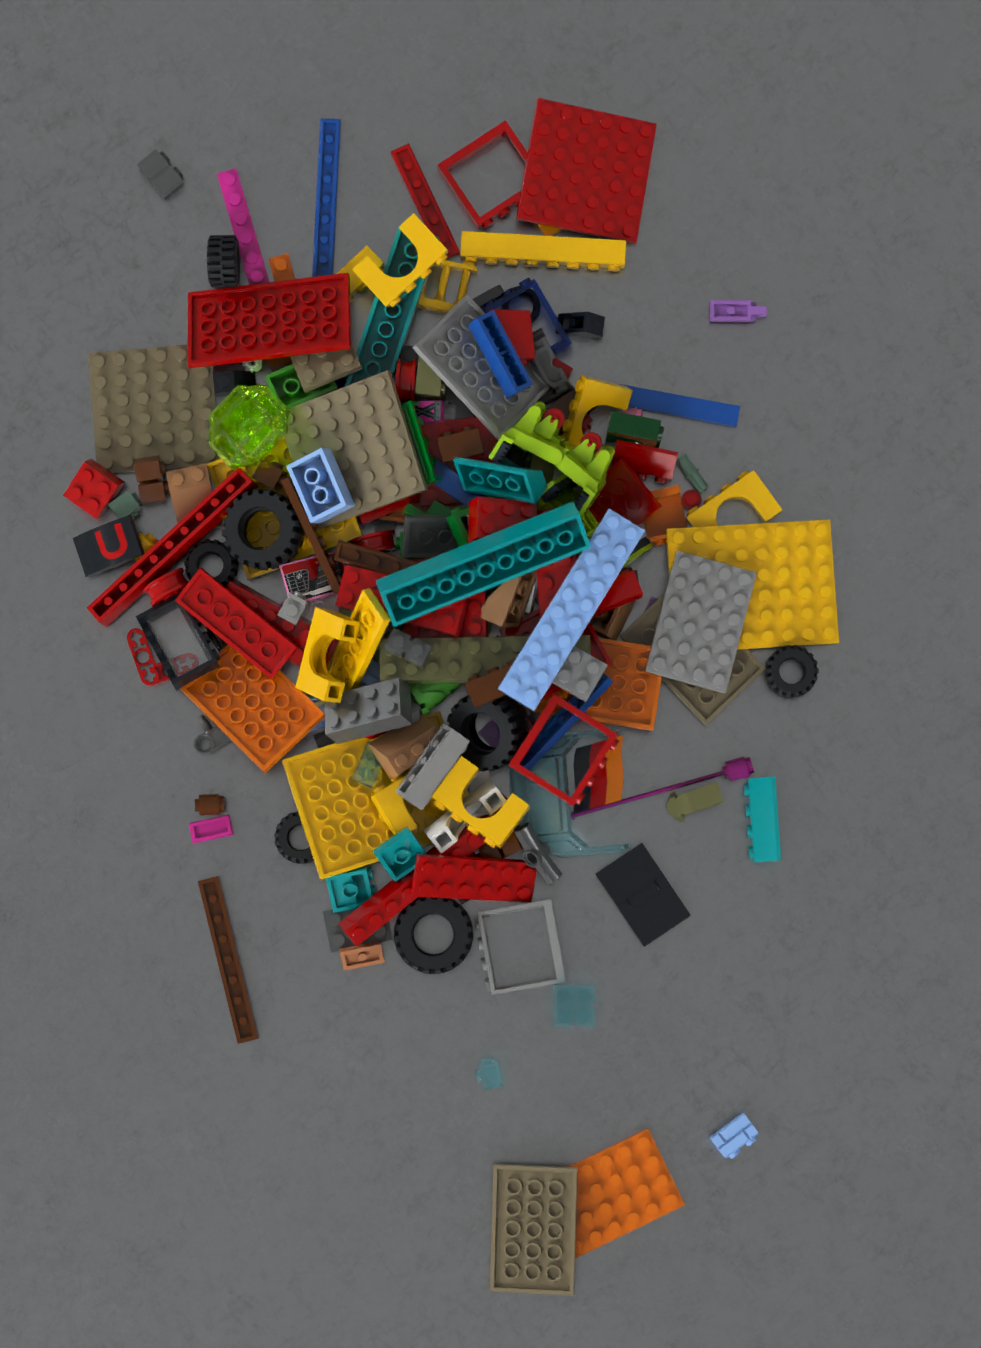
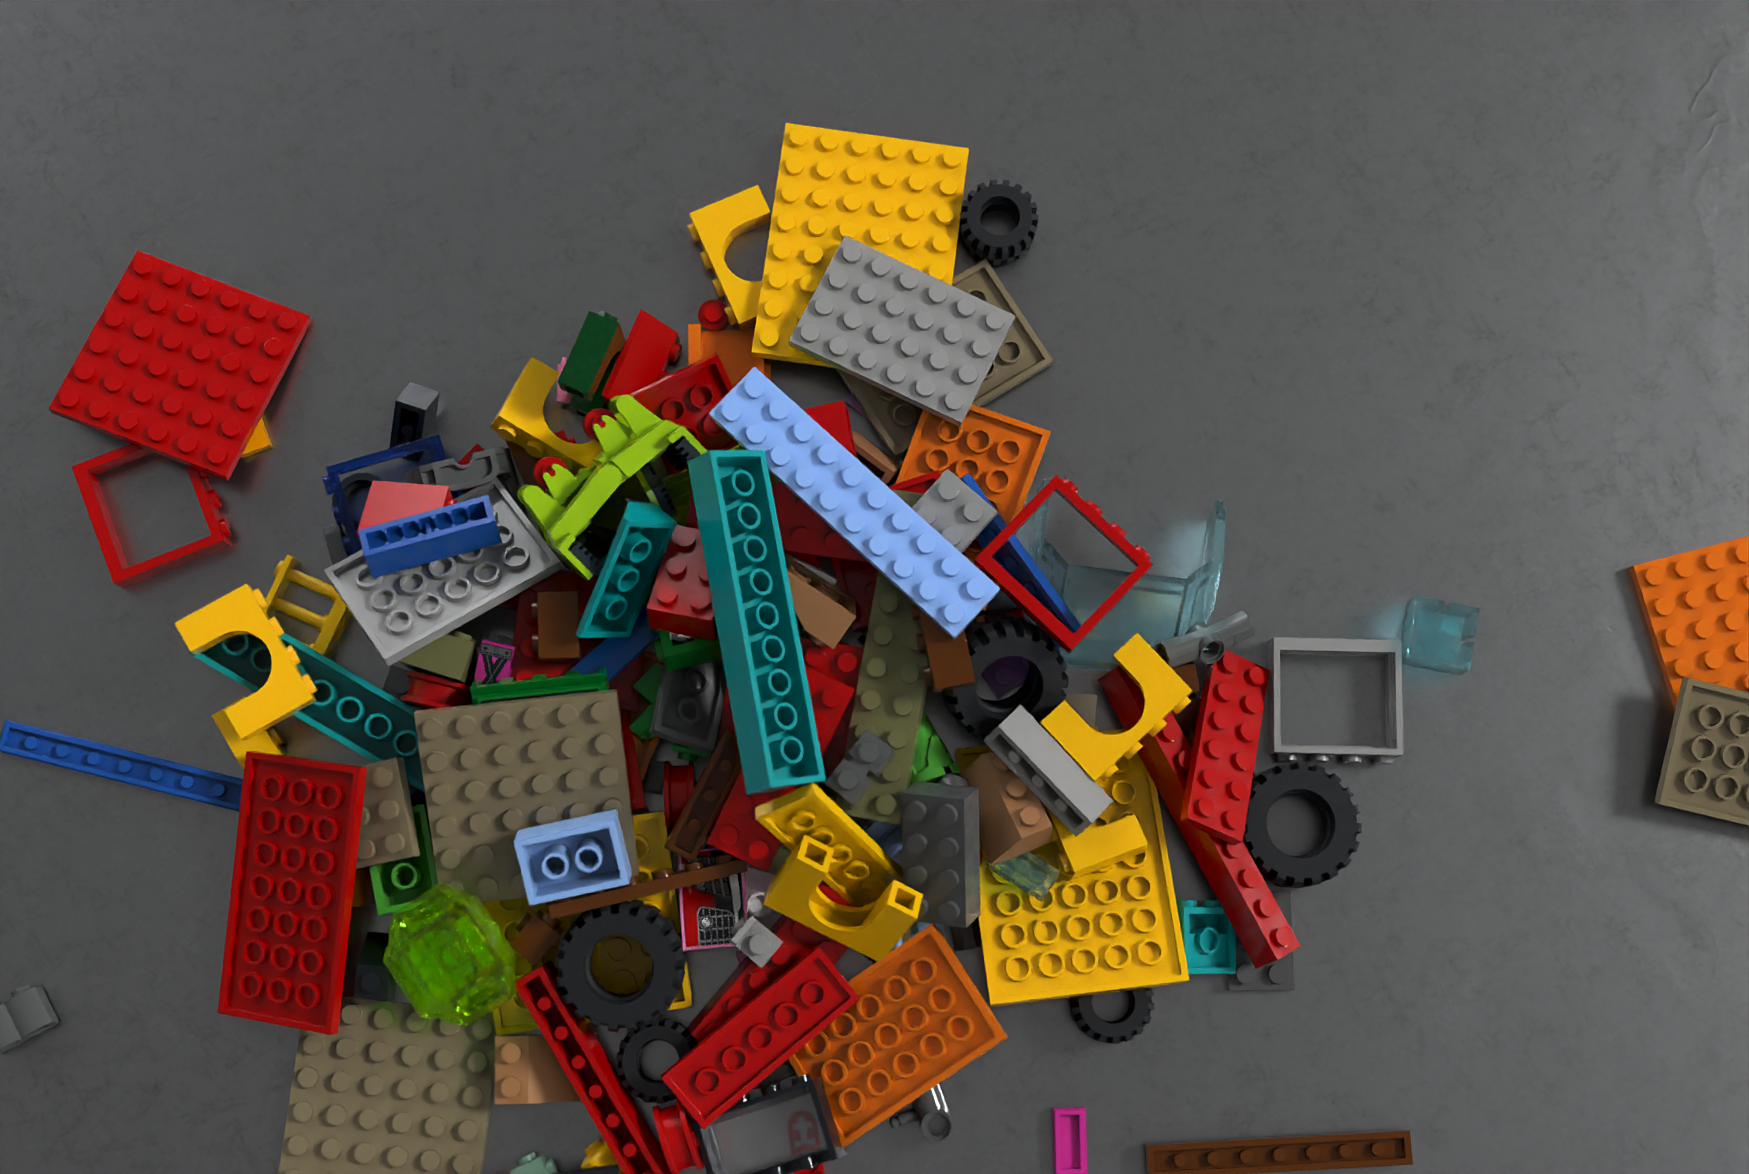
camera: 85 degrees left, 5 degrees down
(150, 477) = (500, 1130): reddish brown piece -> none
(209, 804) = (1032, 1136): reddish brown brick -> none
(223, 261) = (179, 945): black tyre -> none
(242, 227) = (134, 905): dark pink plate -> none
(255, 367) = (362, 930): white plate -> none
(281, 268) = (214, 857): orange plate -> none
(362, 955) = (1310, 933): nougat plate -> none
(399, 854) = (1172, 848): teal plate -> none
(424, 198) = (145, 620): red tile -> none
(481, 802) = (1110, 707): white arch -> none
(489, 1074) = (1519, 783): clear light blue brick -> none
(543, 250) = (286, 454): yellow brick -> none
(608, 785) = (1066, 529): flag -> none
(643, 894) = (1287, 503): black piece -> none
(684, 406) = (574, 293): blue tile -> none
(692, 473) = (677, 304): sand green axle -> none
(694, 800) = (1161, 398): olive piece -> none
(734, 1135) = (1662, 443): light blue brick -> none
(735, 311) = (446, 194): medium lavender hinge -> none
(763, 819) = (1209, 304): teal slope -> none

